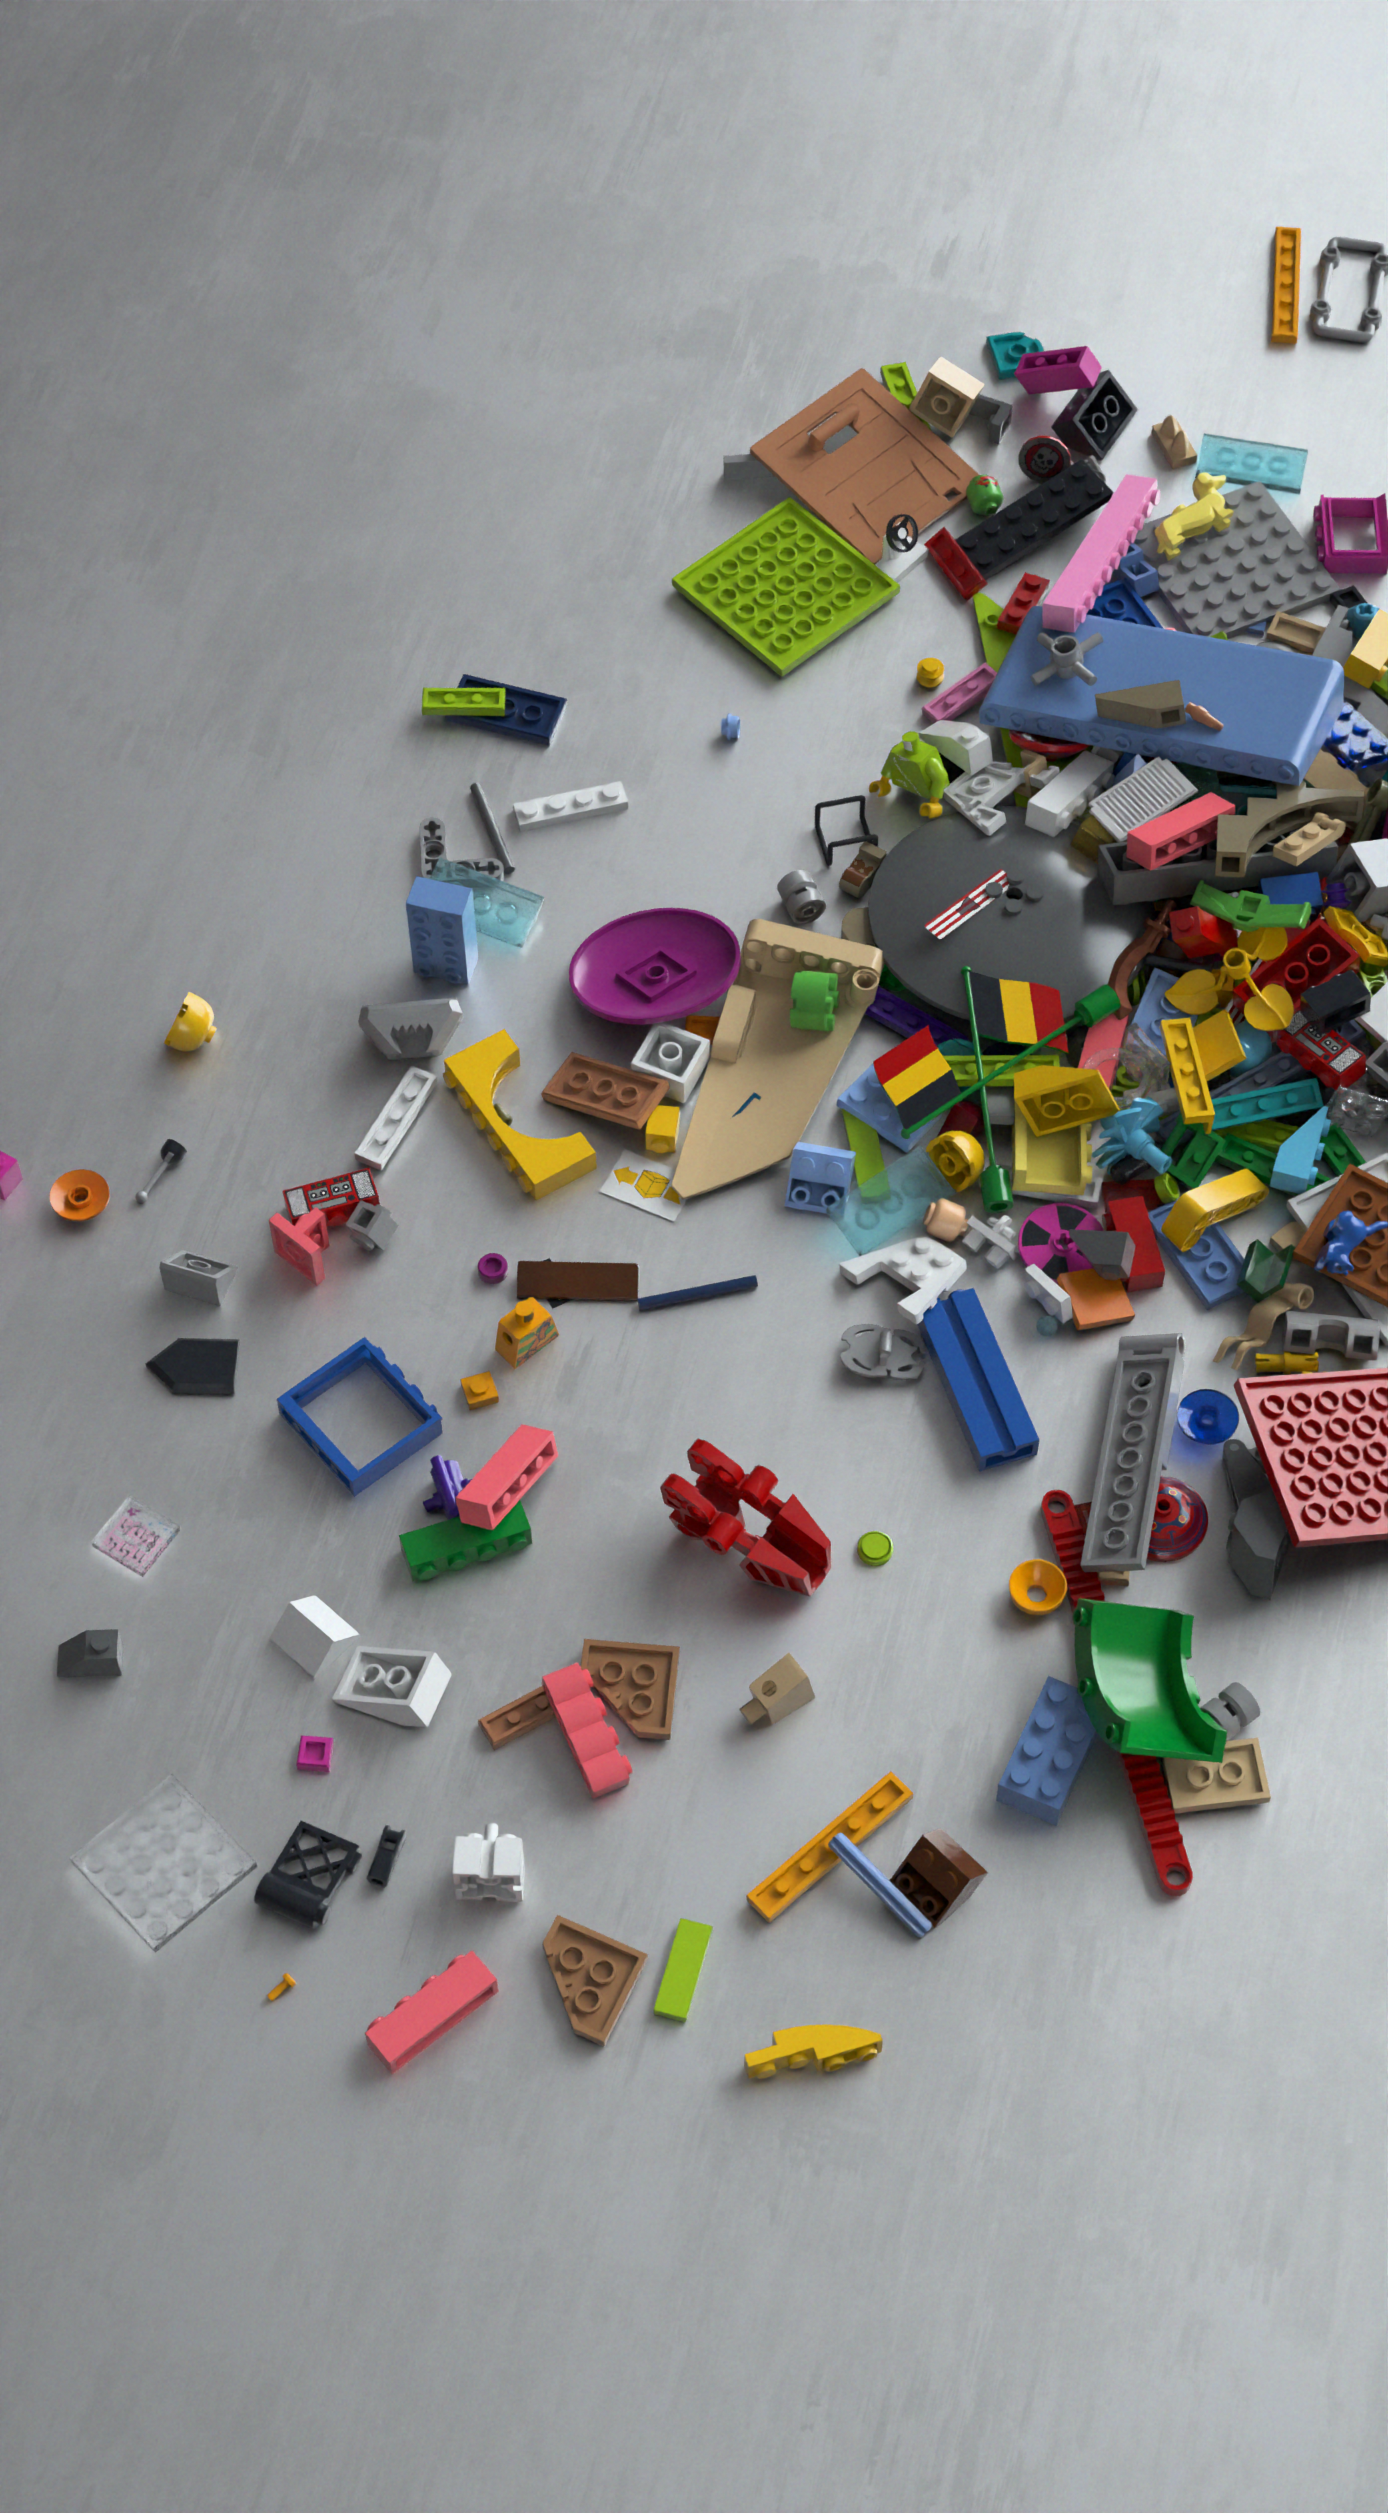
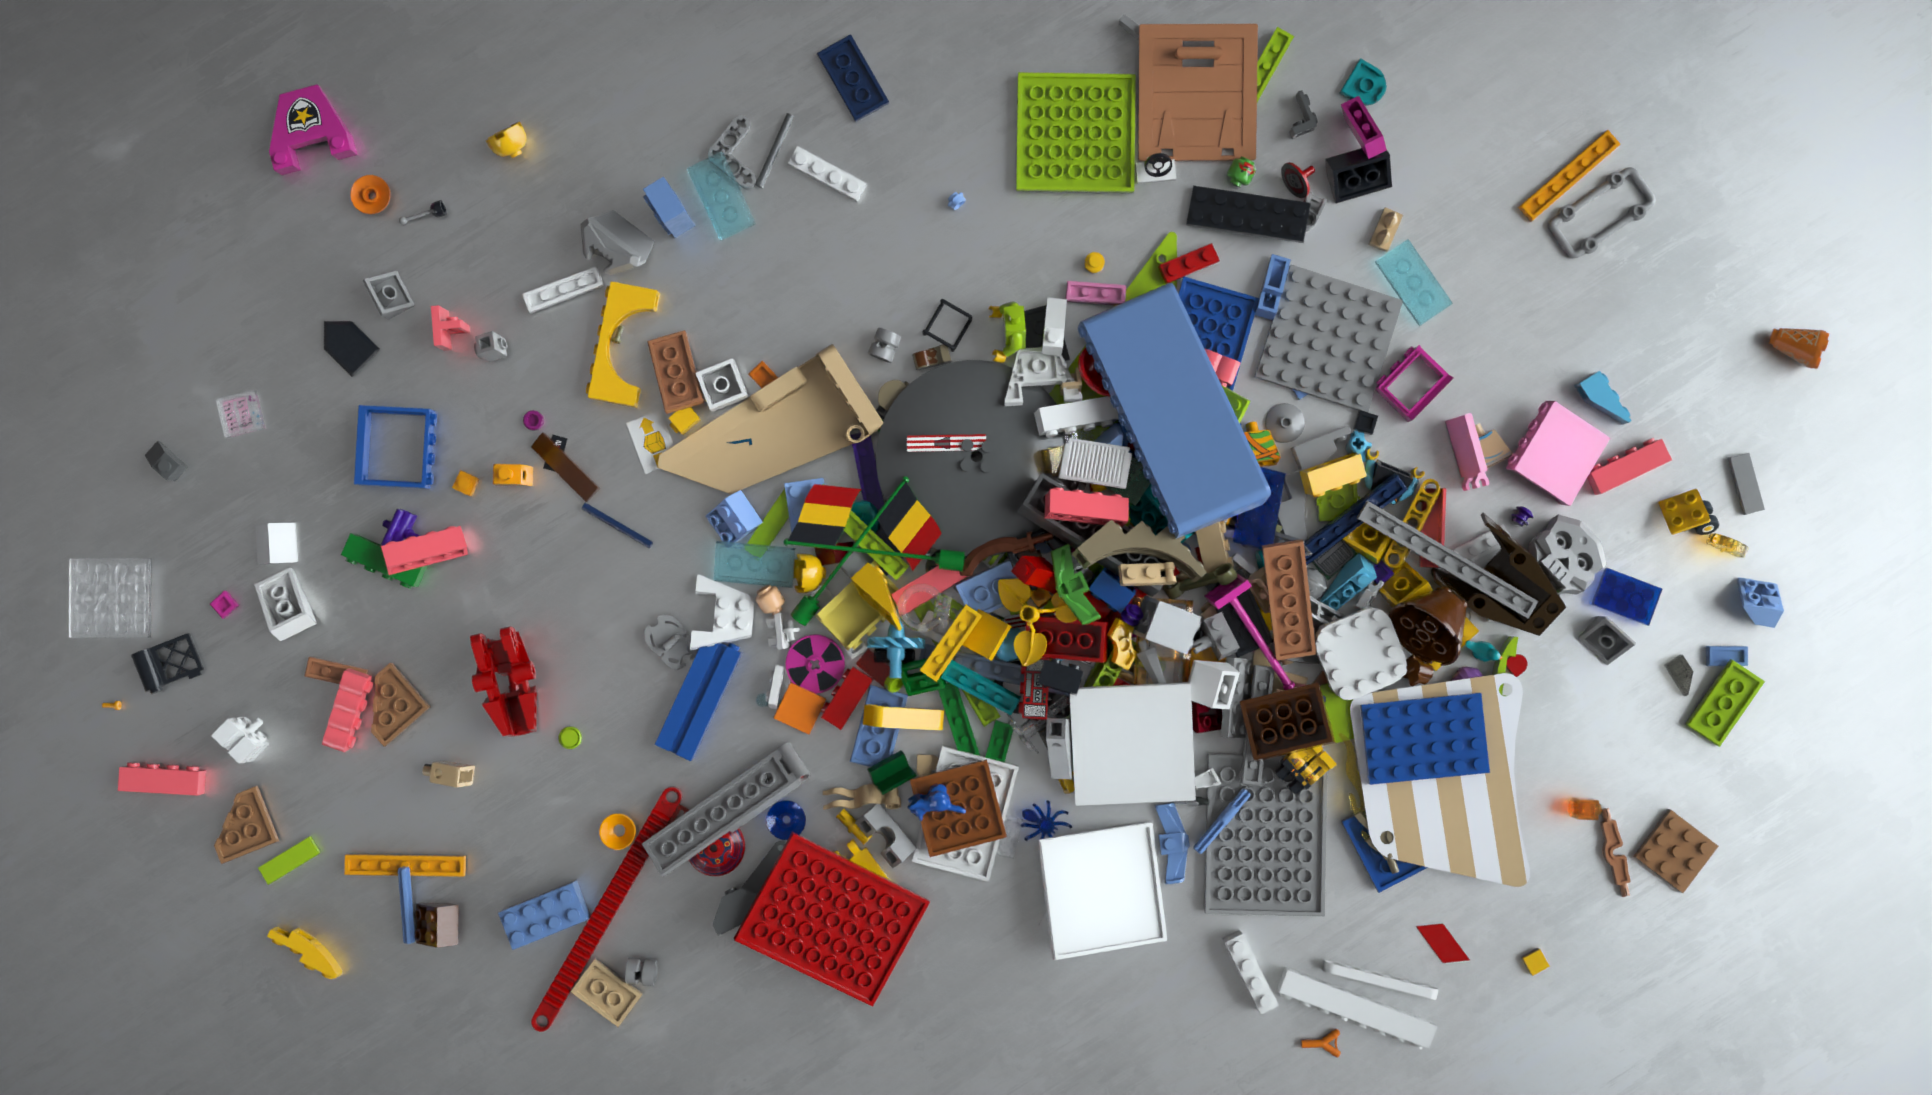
camera: 40 degrees right, 30 degrees up
(333, 1196) = (487, 312): brick -> none
(386, 1858) = (208, 686): black bar -> none
(464, 701) = (831, 55): lime tile -> none
(682, 947) = (762, 297): magenta dish -> none
(814, 1000) = (821, 419): bright green brick -> none
(946, 397) = (1283, 88): tan brick -> none
(955, 564) = (1180, 202): red tile -> none
(1066, 658) = (1143, 350): light grey bar -> none
(1100, 553) = (1247, 280): bright pink brick -> none
(1106, 1251) = (818, 695): dark grey slope -> none
(1139, 1682) = (604, 932): green panel -> none
(1147, 705) = (1149, 421): dark tan slope -> none
(1195, 518) = (1334, 299): light yellow animal -> none
(1202, 716) = (1166, 453): nougat piece -> none
(1295, 632) = (1314, 417): tan tile -> none
(1297, 1154) = (968, 730): medium azure slope -> none

